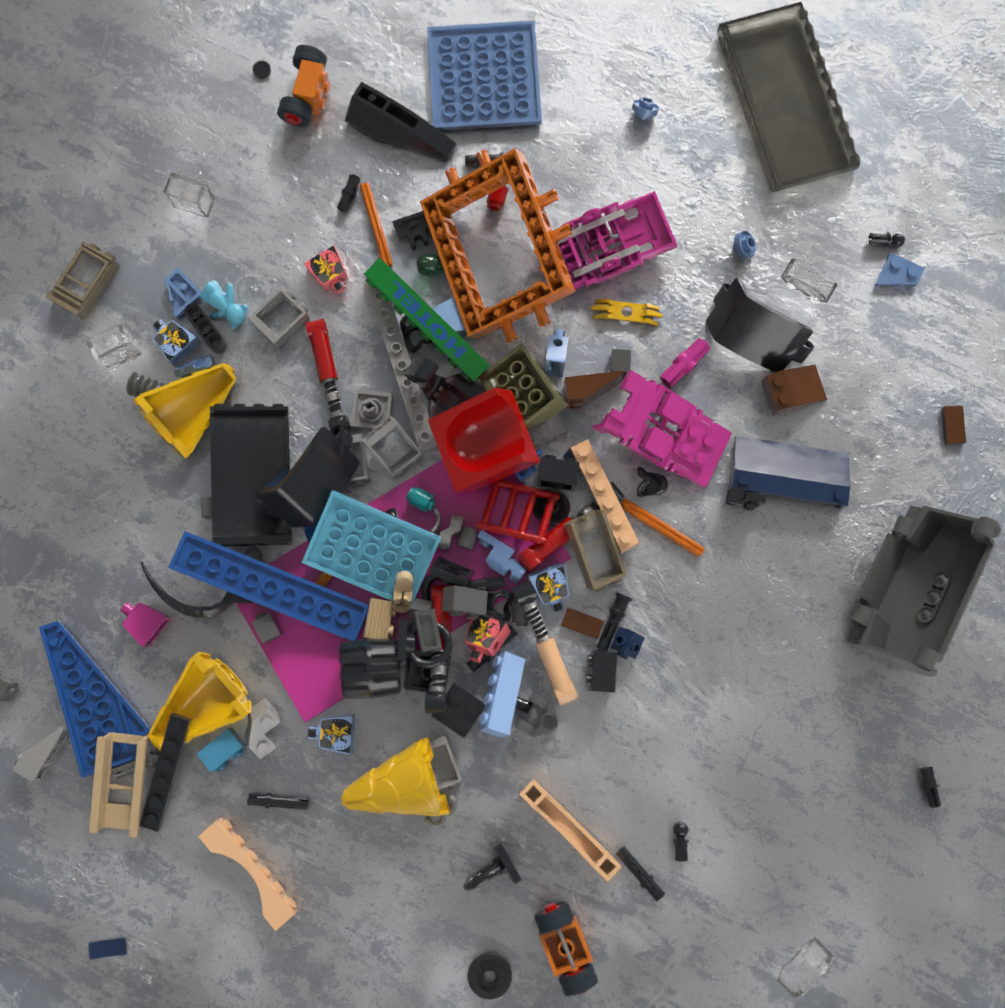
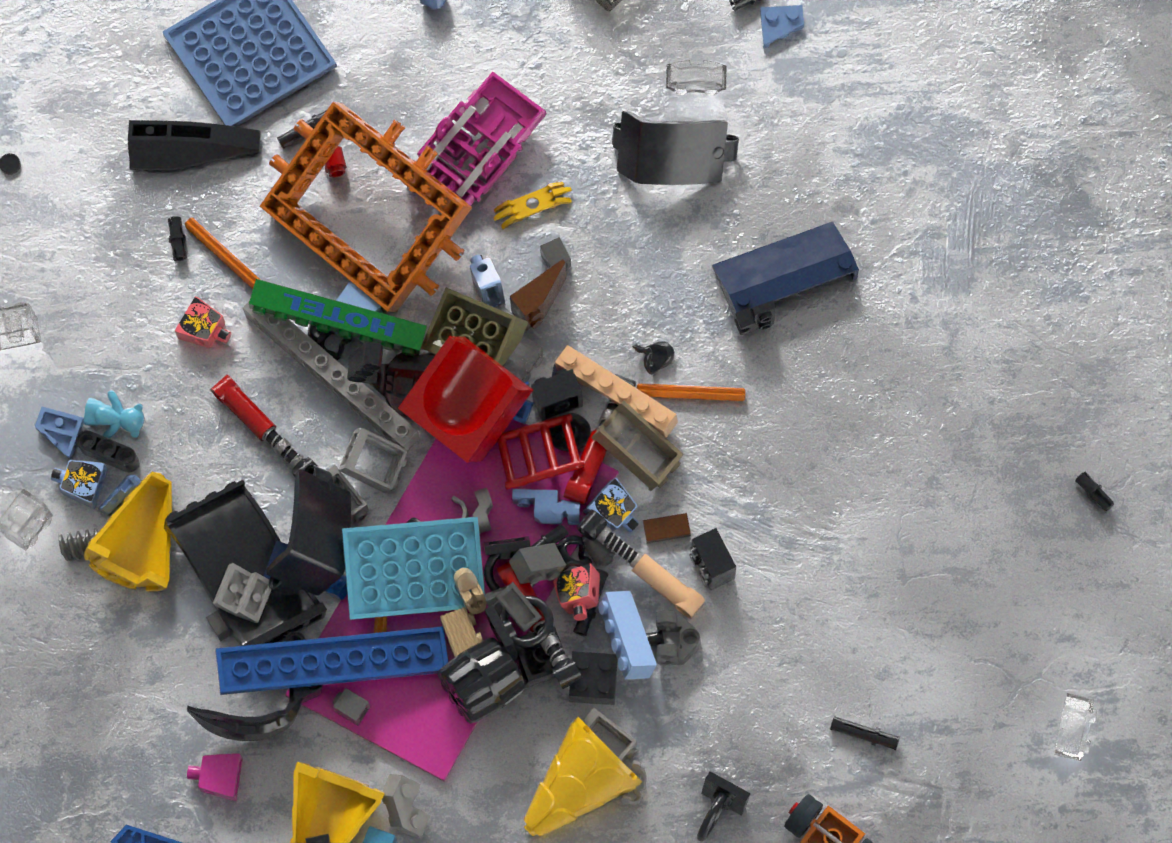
camera: 30 degrees left, 10 degrees down
(235, 496) = (242, 593): none -> light grey slope
(263, 311) = (172, 419): light grey window -> none
(309, 87) = (78, 155): brick -> none
(335, 733) = (481, 772): torso -> none
(370, 409) = (328, 438): light grey plate -> none
(413, 228) = (266, 236): black plate -> none
(420, 499) = (433, 495): teal brick -> none
(429, 265) = (305, 264): clear green animal -> none
(467, 538) = (503, 507): dark grey beam -> none
(570, 829) = (802, 736): light nougat arch -> none
(616, 612) = (695, 498): black pin -> none
(627, 643) = (723, 517): dark blue brick -> none
(680, 829) = (880, 669): black pin -> none
(685, 363) = (620, 221): dark pink piece -> none
(695, 444) = (675, 300): dark pink piece -> none
(744, 245) = (612, 76): medium blue plate -> none
(793, 389) = (742, 189): reddish brown slope -> none
(908, 578) = (970, 307): dark grey cylinder -> none
(953, 425) = (918, 139): reddish brown tile -> none

